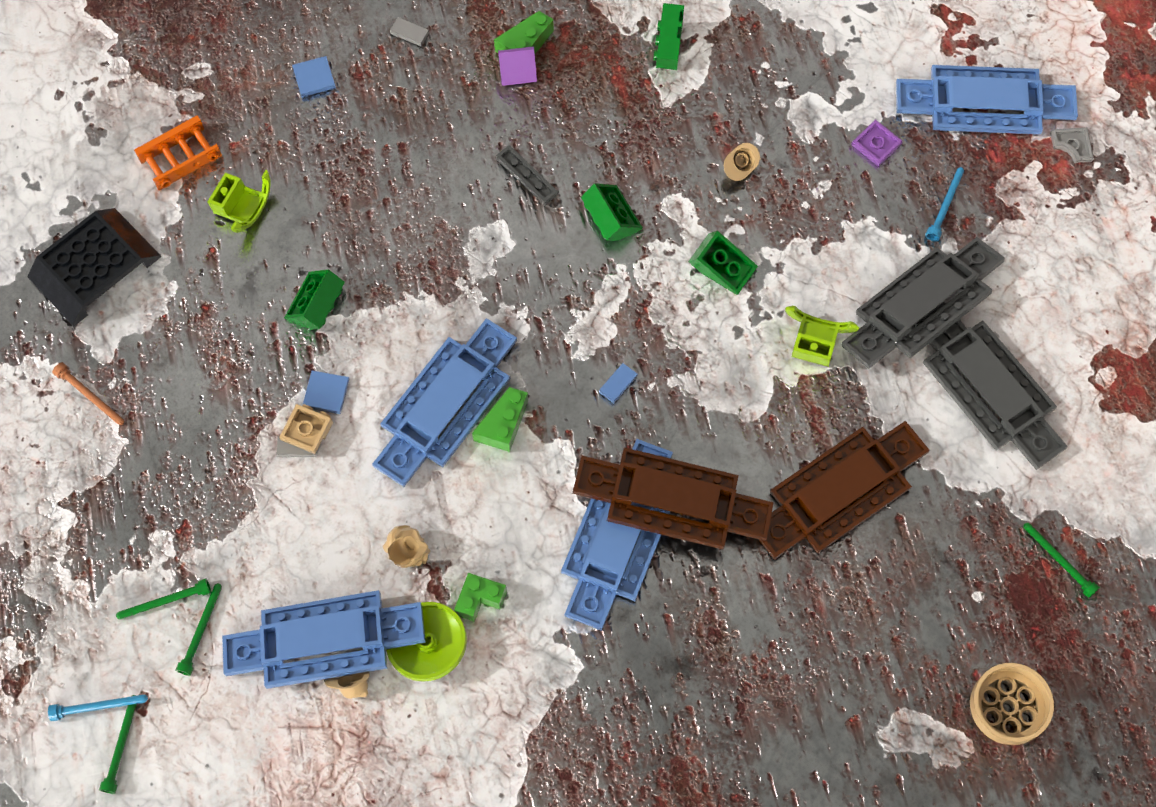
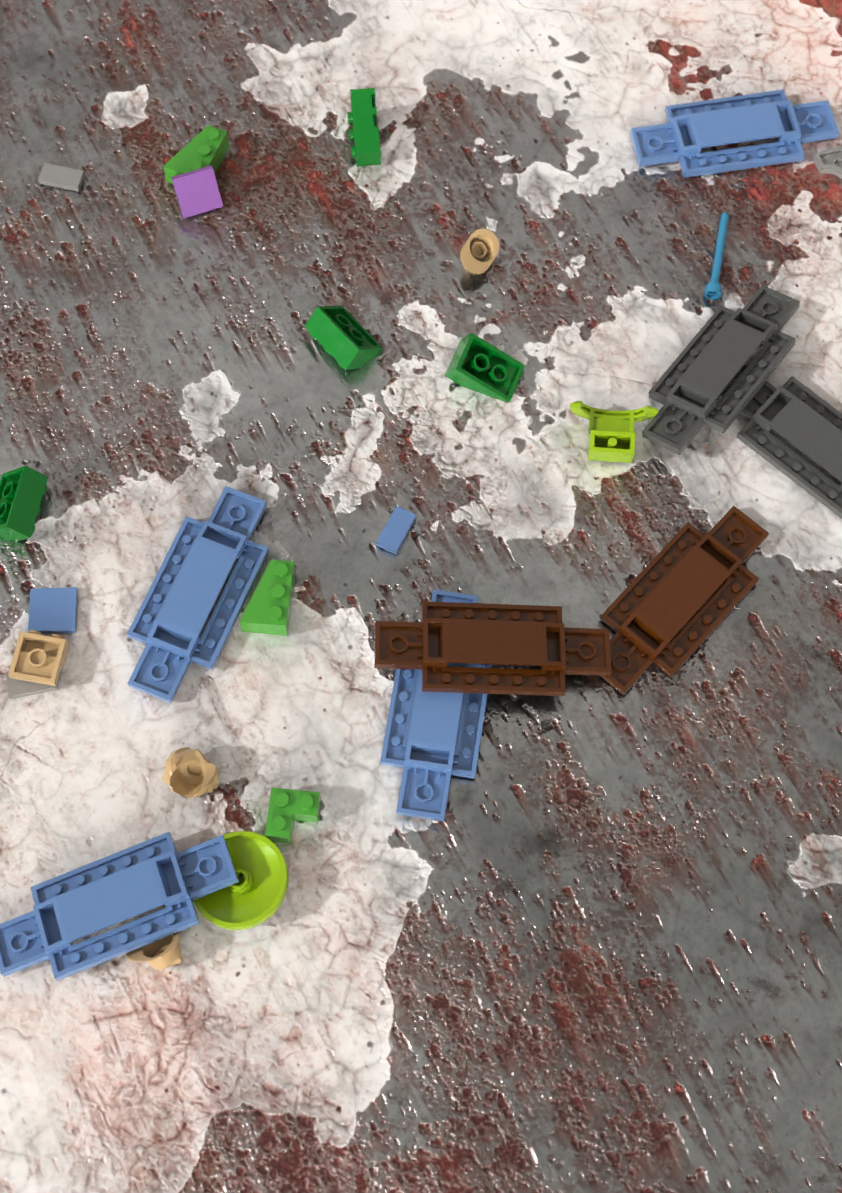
camera: 15 degrees left, 0 degrees up
(527, 175) = (235, 313): dark grey plate -> none
(876, 143) = (625, 203): medium lavender tile -> none

